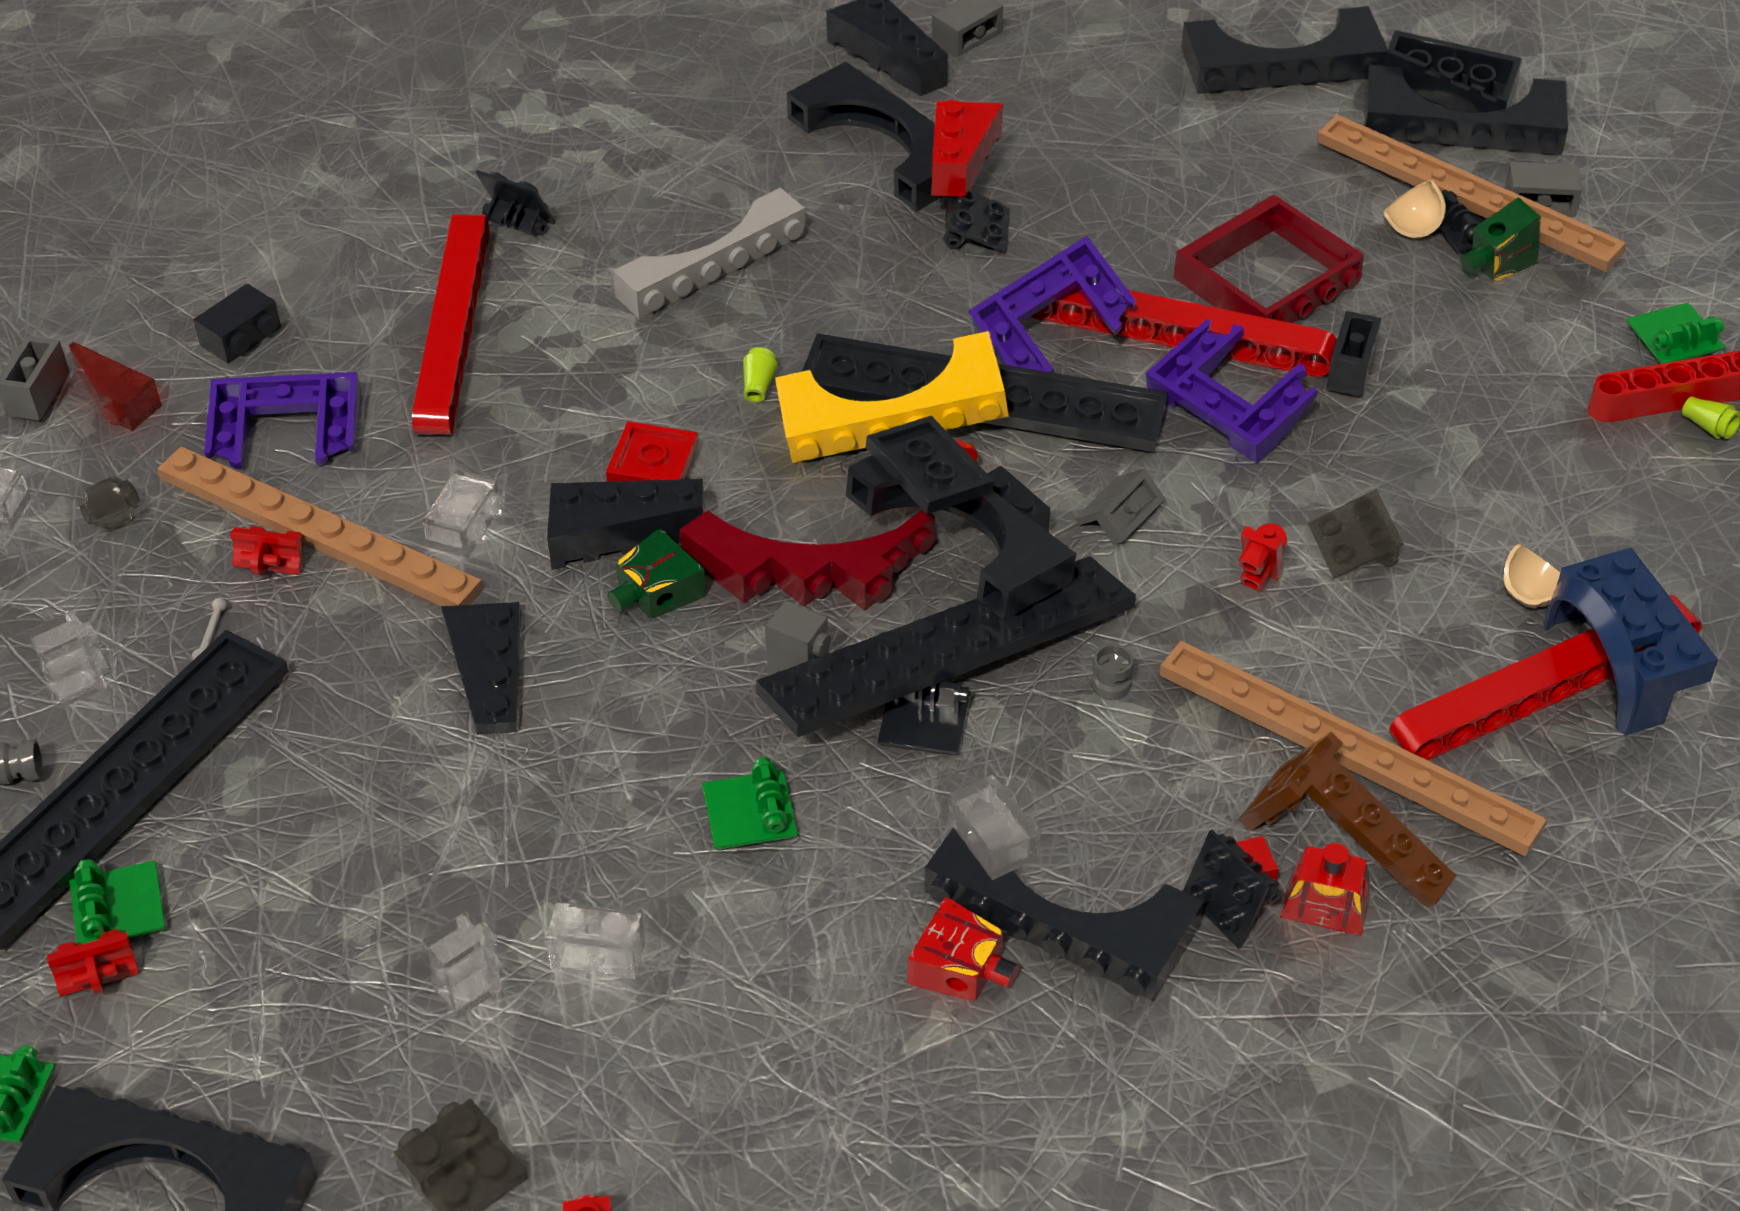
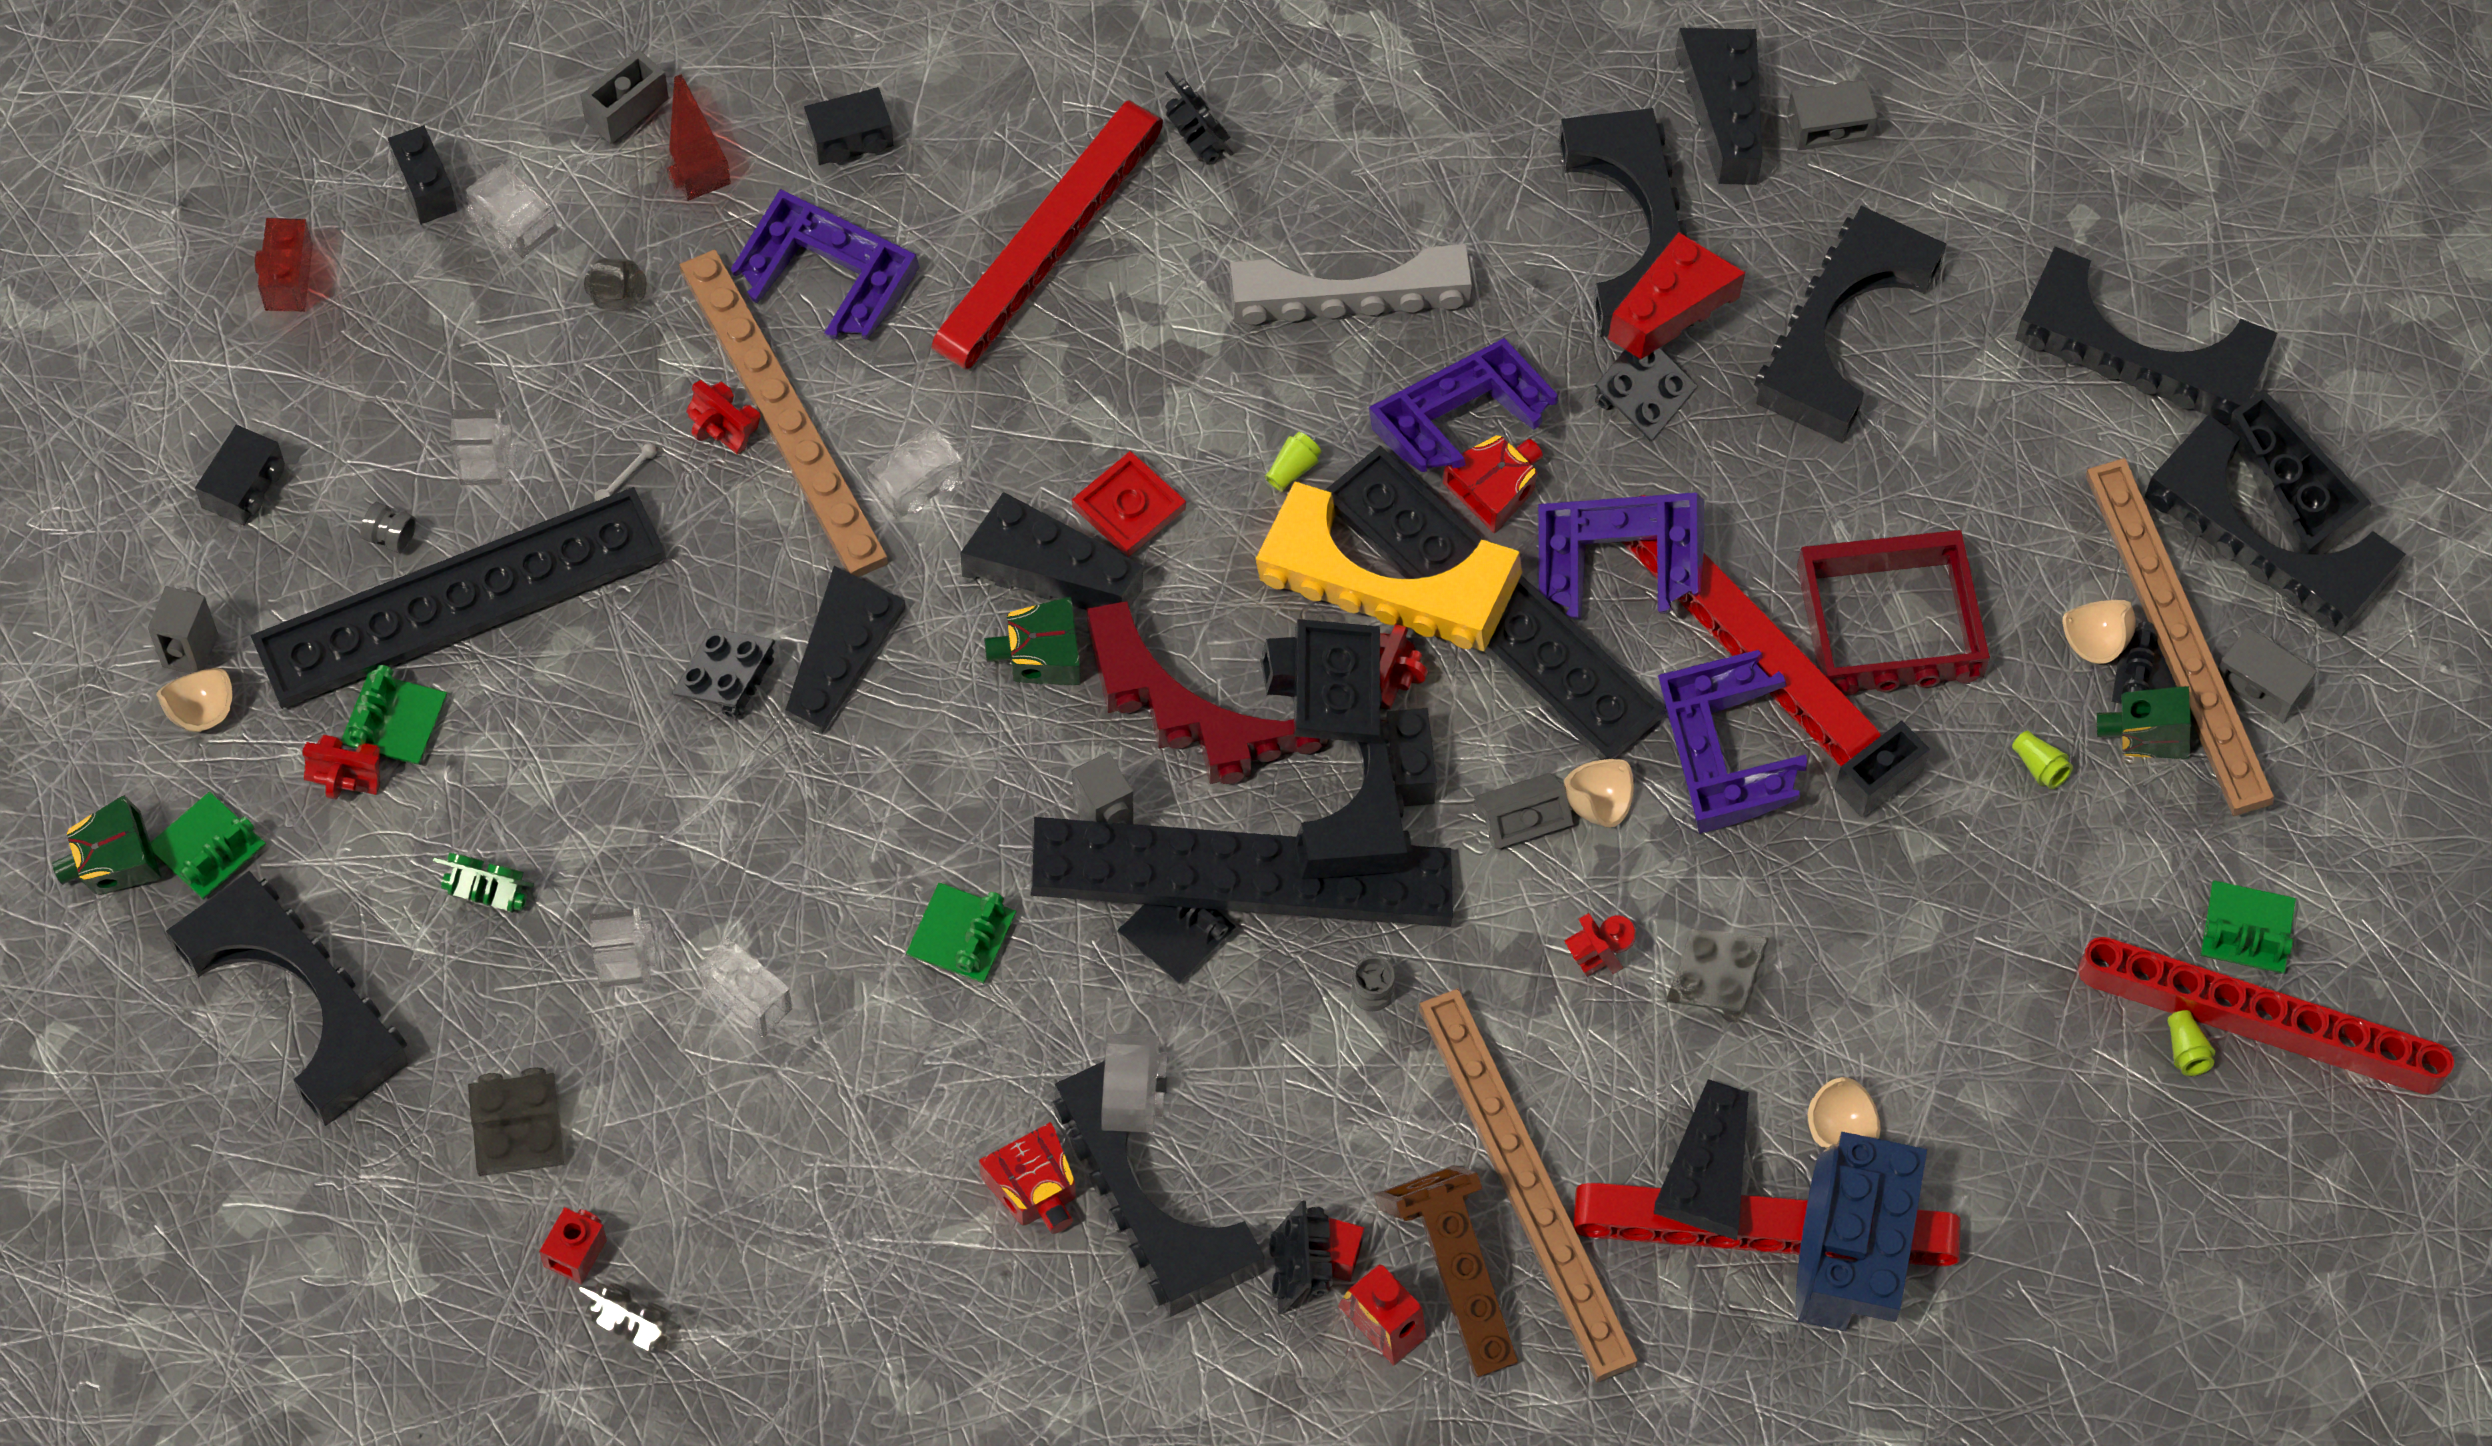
camera: 30 degrees right, 15 degrees up
(269, 976) = (469, 878): none -> green hinge
(401, 721) = (726, 670): none -> black hinge
(826, 304) = (1499, 369): none -> dark purple wedge
(916, 317) = (1494, 479): none -> red torso
(1078, 164) = (1871, 256): none -> black arch
(1169, 463) = (1601, 791): none -> tan helmet
(1450, 303) = (2043, 760): none -> lime cone
(1475, 655) = (1708, 1166): none -> black wing

